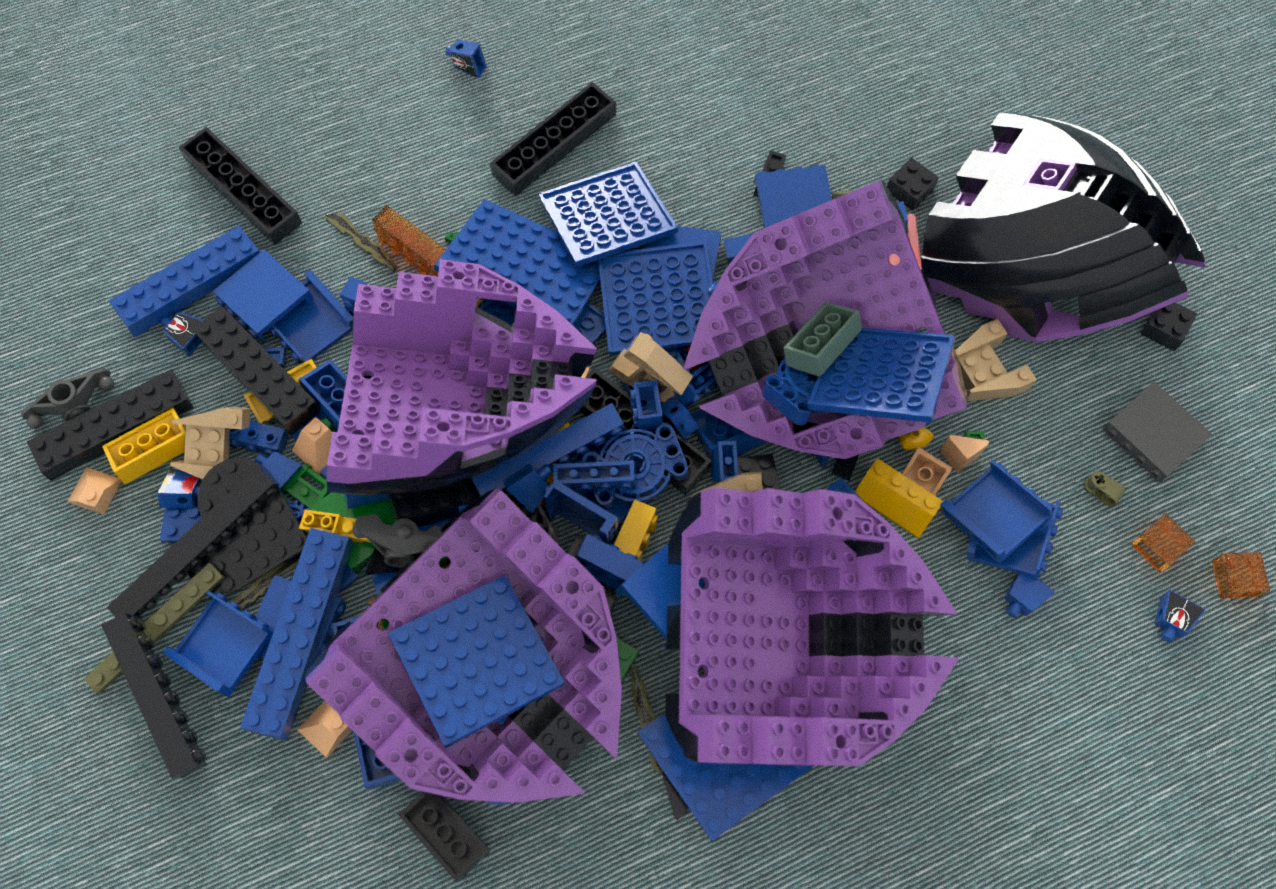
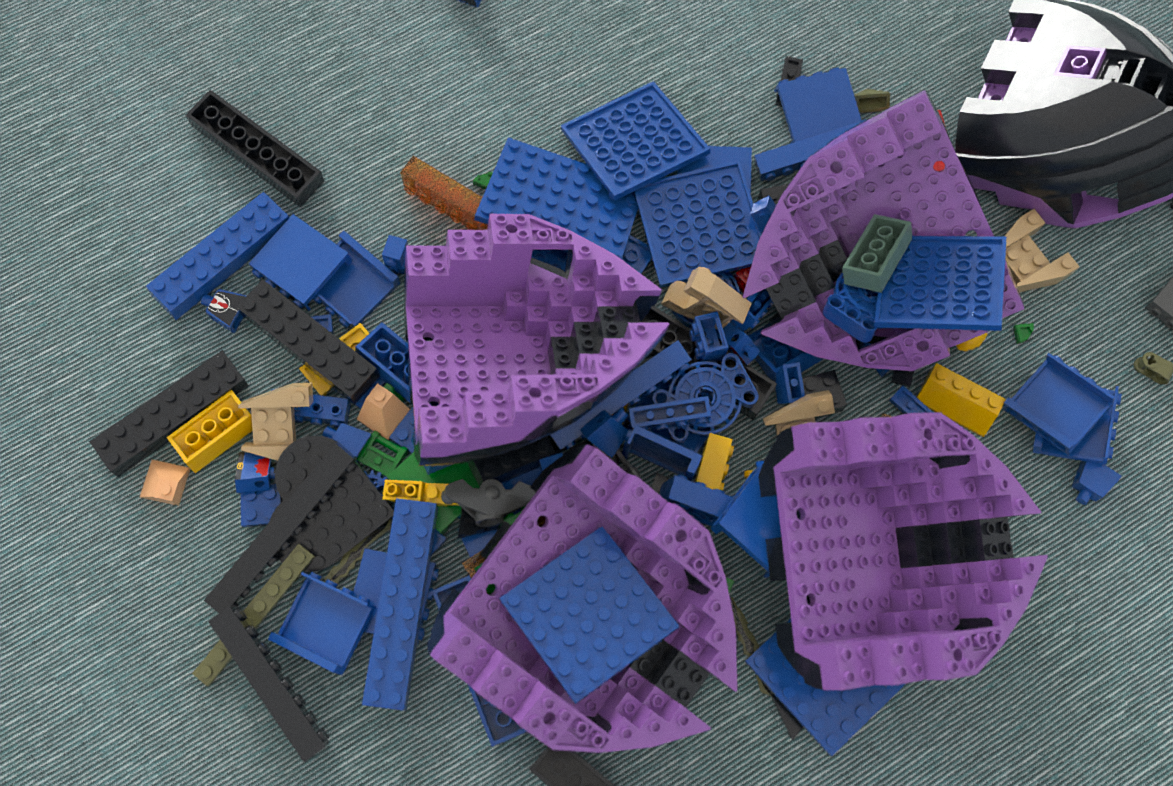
camera: 10 degrees left, 5 degrees up
(67, 397) = (115, 384): dark grey piece -> none
(325, 729) = (440, 691): light nougat slope -> none
(344, 225) = (389, 193): olive sword -> none
(553, 139) = (567, 65): black brick -> none
(912, 184) = (931, 75): black brick -> none
(927, 471) = (984, 369): light nougat slope -> none
(962, 450) = (1015, 346): light nougat slope -> none

